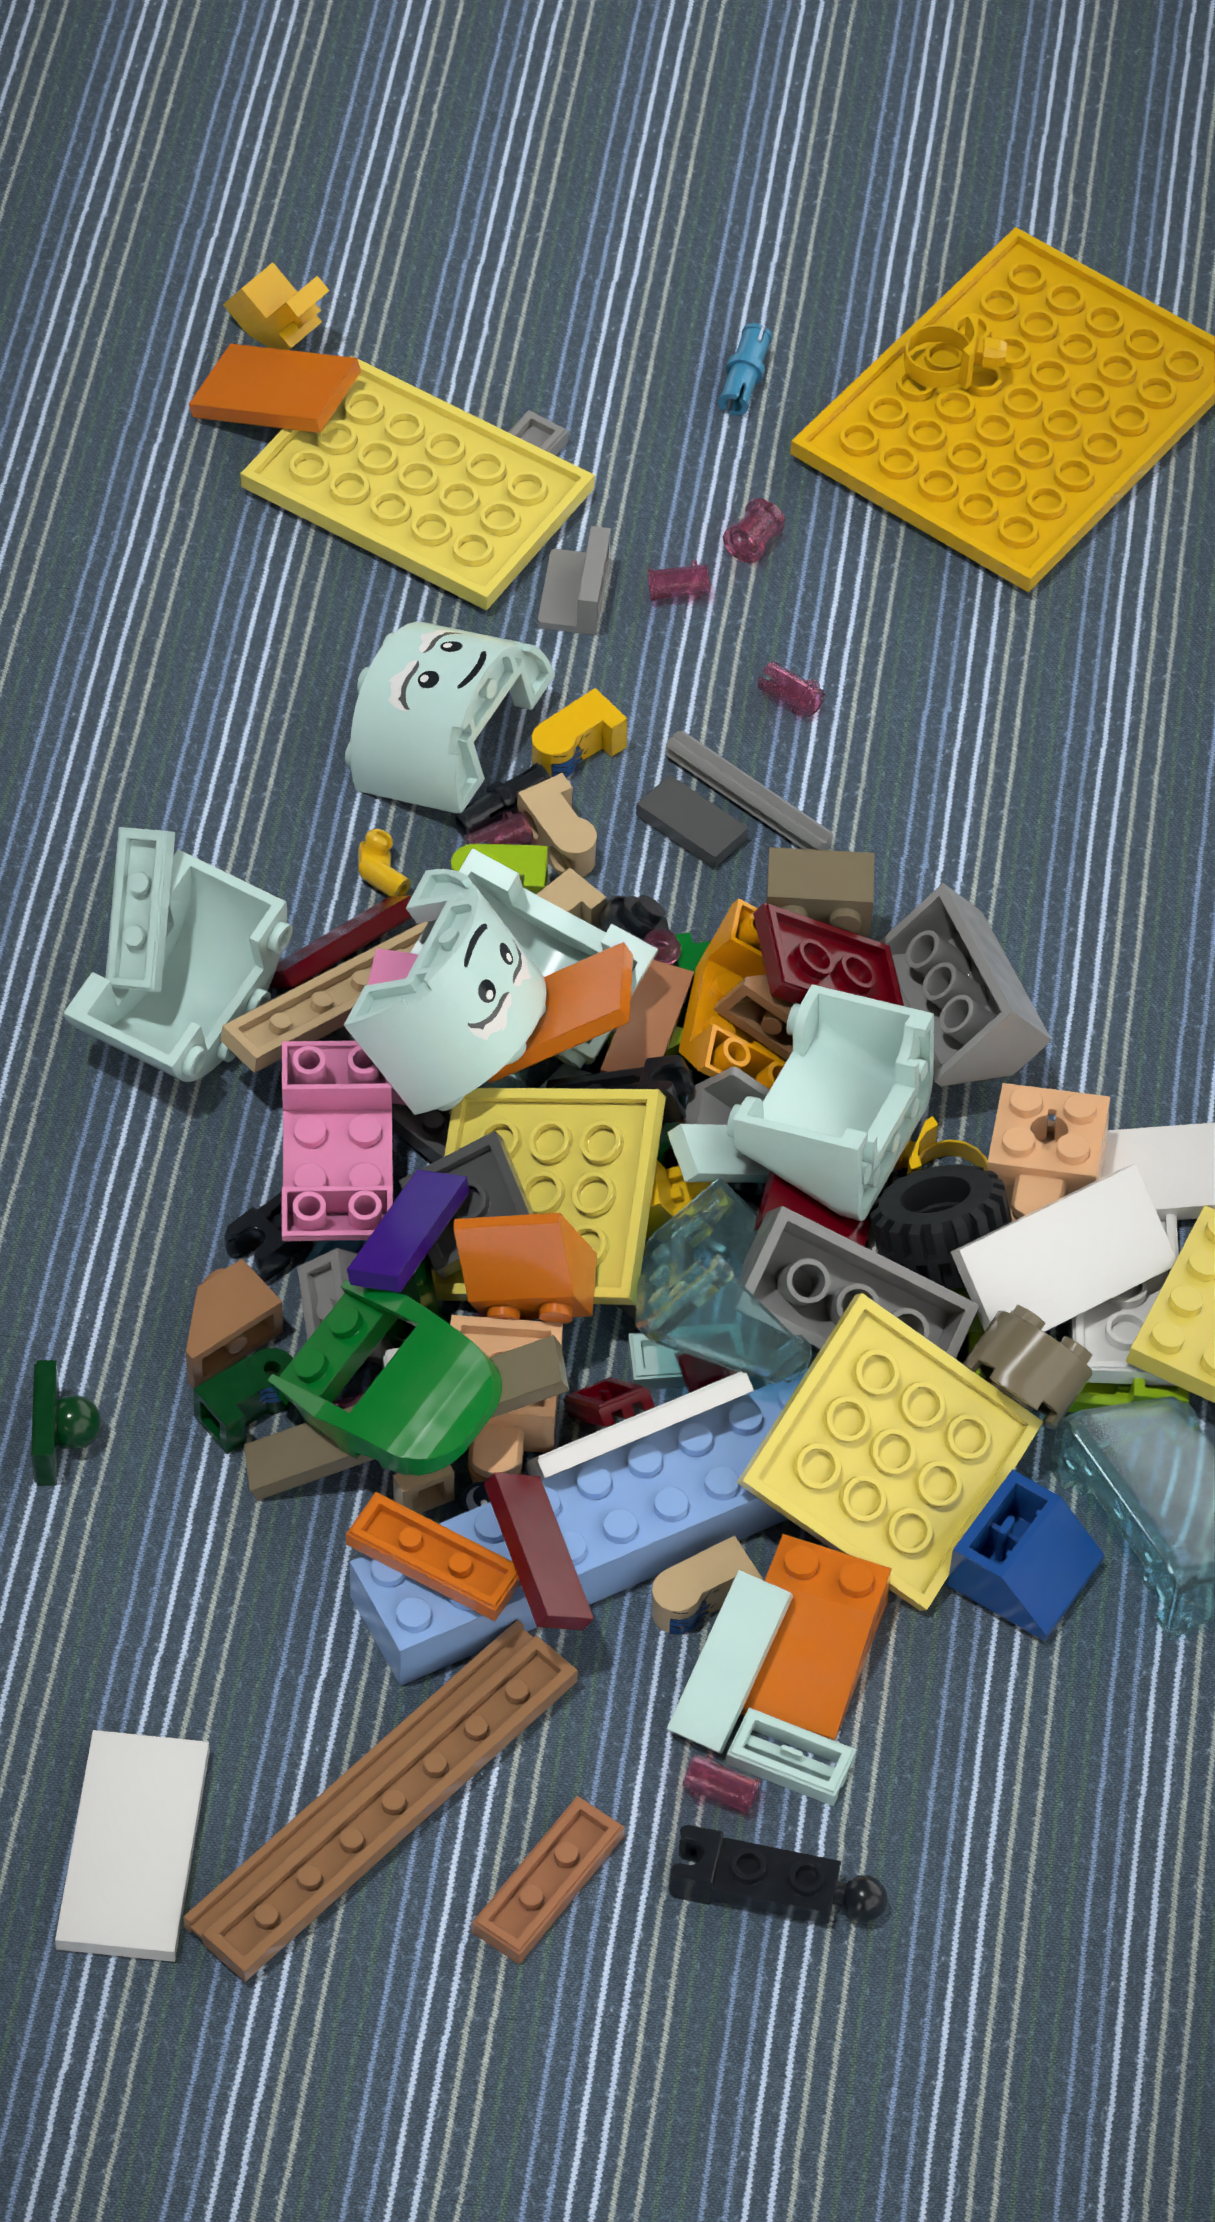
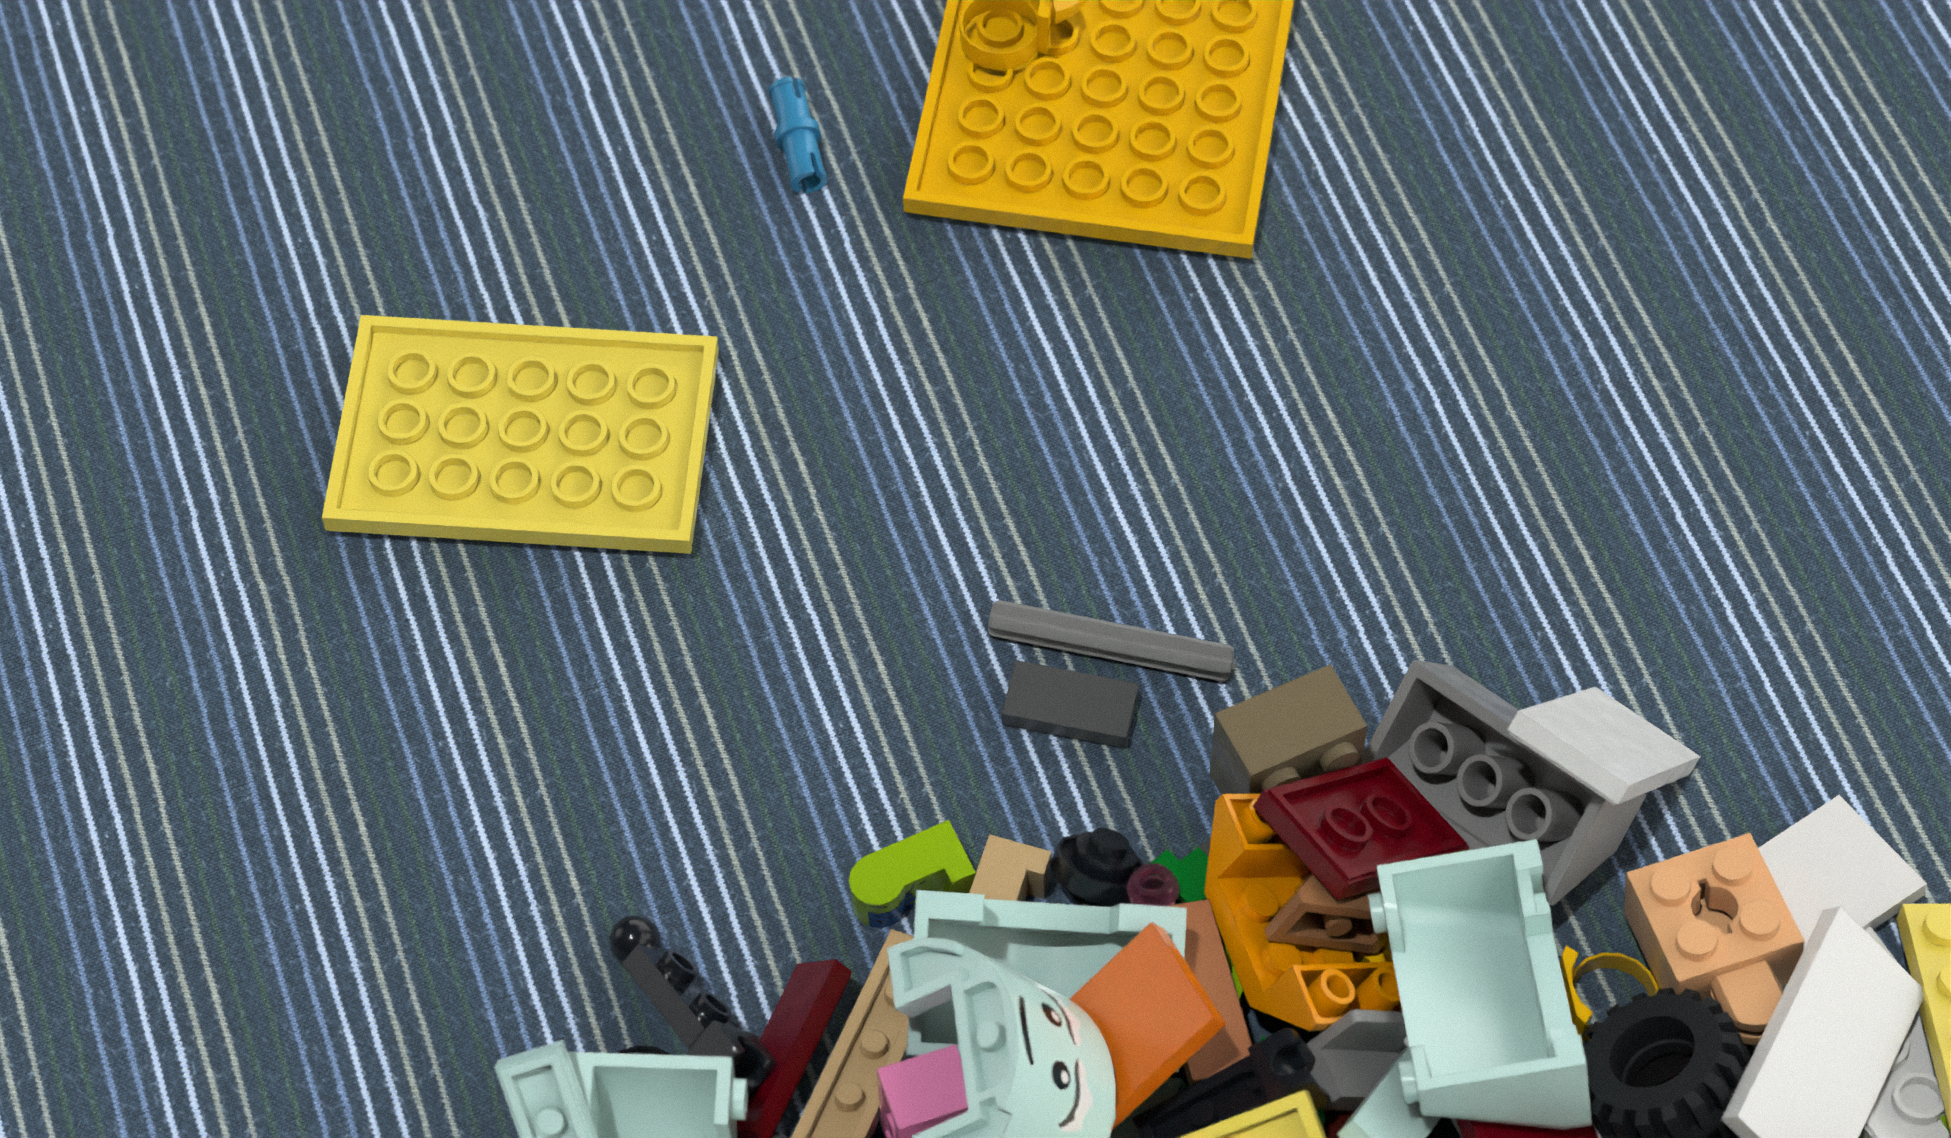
camera: 25 degrees left, 5 degrees up
(273, 309) = (240, 298): yellow brick -> none
(275, 388) = (298, 394): orange tile -> none
(291, 880) = (691, 1011): none -> black plate
(375, 864) = (759, 931): yellow arm -> none
(427, 706) = (727, 715): light aqua cylinder -> none
(497, 801) = (853, 783): black pin -> none
(511, 830) = (879, 826): clear pink pin -> none
(541, 432) = (620, 311): light grey tile -> none
(556, 825) = (935, 787): tan leg -> none
(576, 586) = (773, 477): light grey panel -> none
(578, 733) = (884, 659): yellow leg -> none
(679, 581) = (882, 420): clear pink pin -> none
(754, 530) = (926, 322): clear pink bush -> none
(802, 695) = (1081, 492): clear pink pin -> none
(1043, 995) = (1603, 744): none -> white tile

